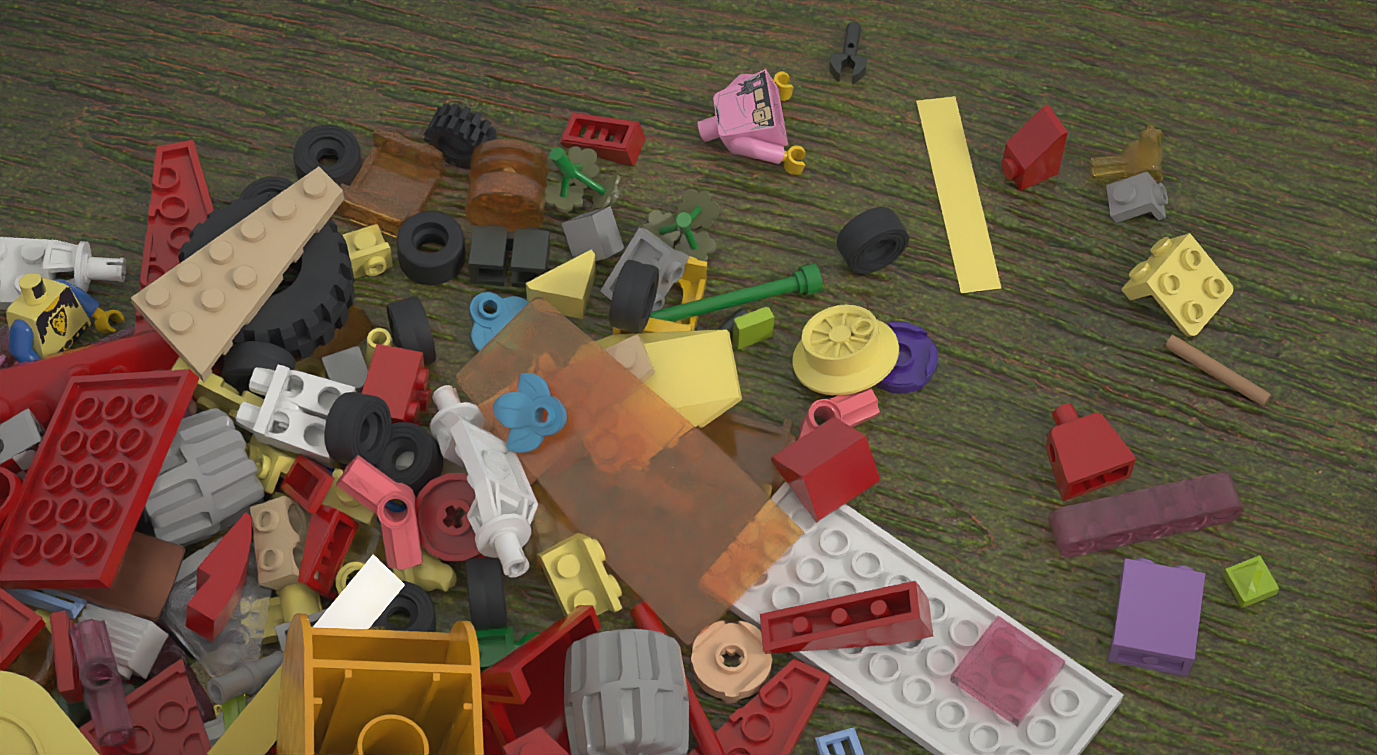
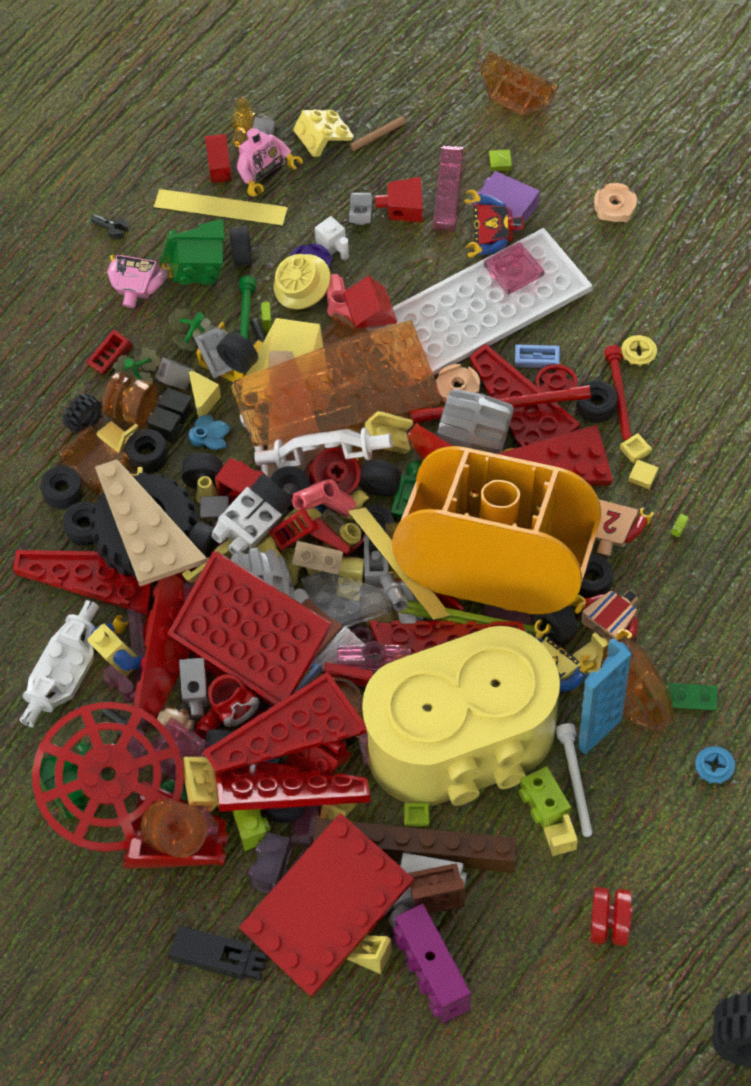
camera: 65 degrees left, 0 degrees up
(220, 581) = (332, 586): red slope -> none
(445, 194) = (115, 436): none -> light yellow bracket
(524, 411) = (295, 415): dark azure plate -> none
(818, 179) = (195, 254): none -> green piece
(850, 621) = (463, 322): red slope -> none
(954, 369) = (332, 237): none -> white brick
(1034, 394) = (360, 208): none -> light grey bracket
(1069, 207) = (261, 156): none -> bright pink torso
(1080, 603) = (491, 224): none -> torso

